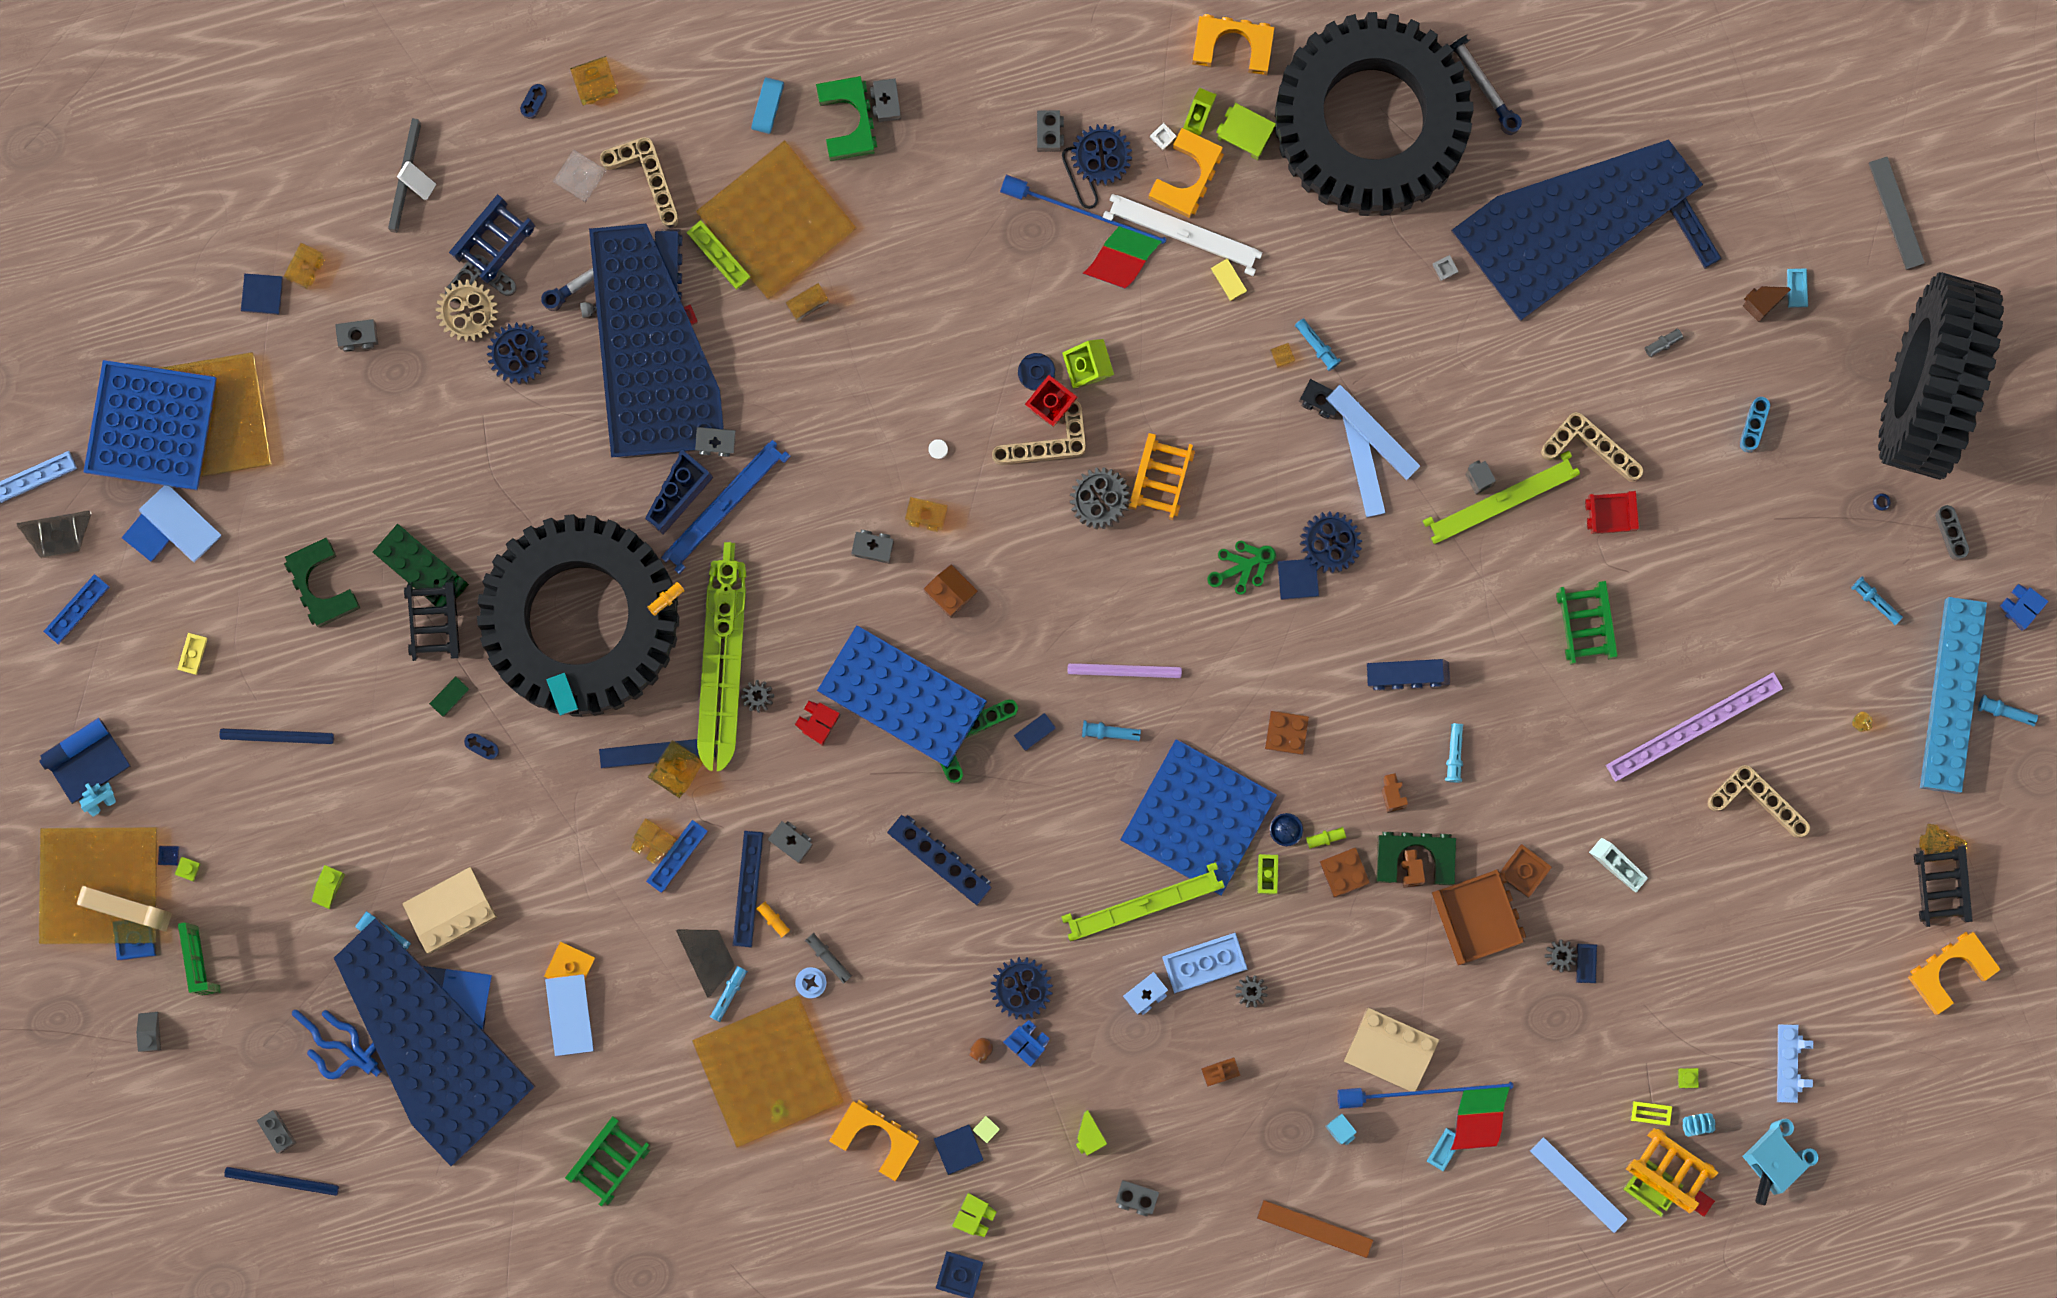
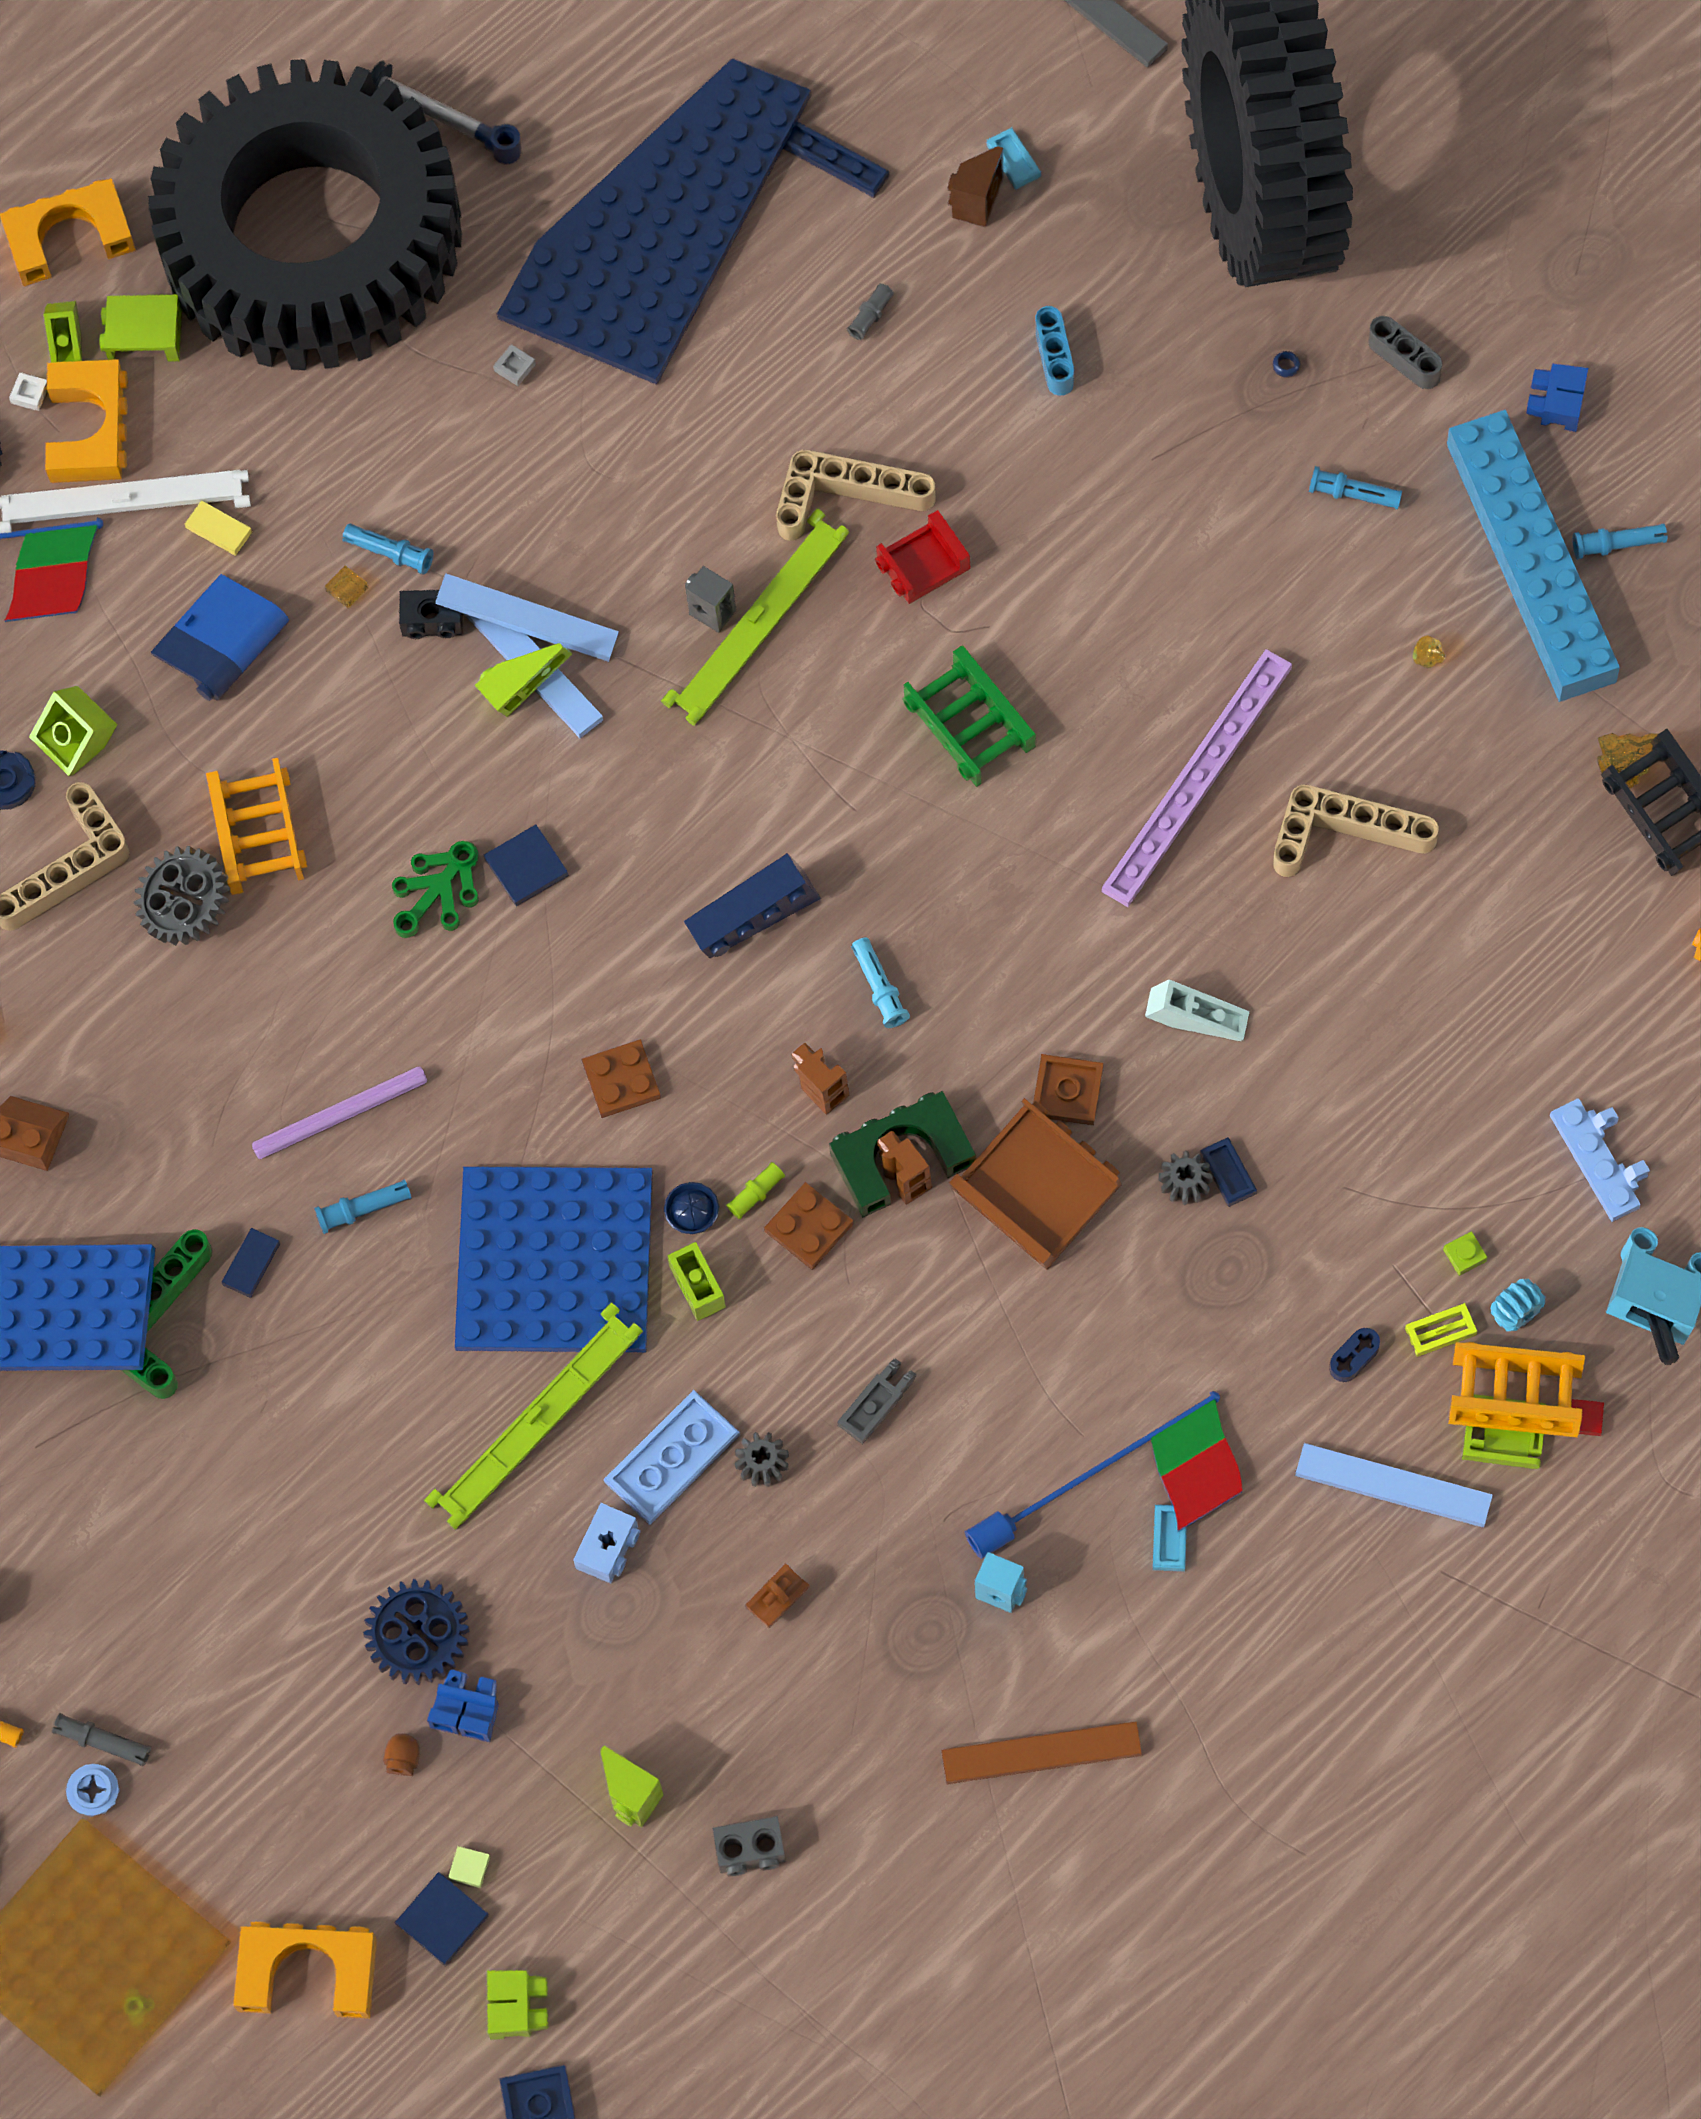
camera: 25 degrees left, 15 degrees down
(906, 823) = (276, 1534): dark blue brick -> none
(1051, 401) = (40, 800): red slope -> none
(1197, 348) = (220, 636): none -> blue door
(1323, 557) = (546, 768): dark blue gear -> none
(1327, 992) = (875, 1403): none -> dark grey hinge
(1343, 467) = (516, 679): none -> lime slope
(1391, 1050) = (1012, 1435): tan slope -> none
(1599, 1107) = (1349, 1350): none -> dark blue beam

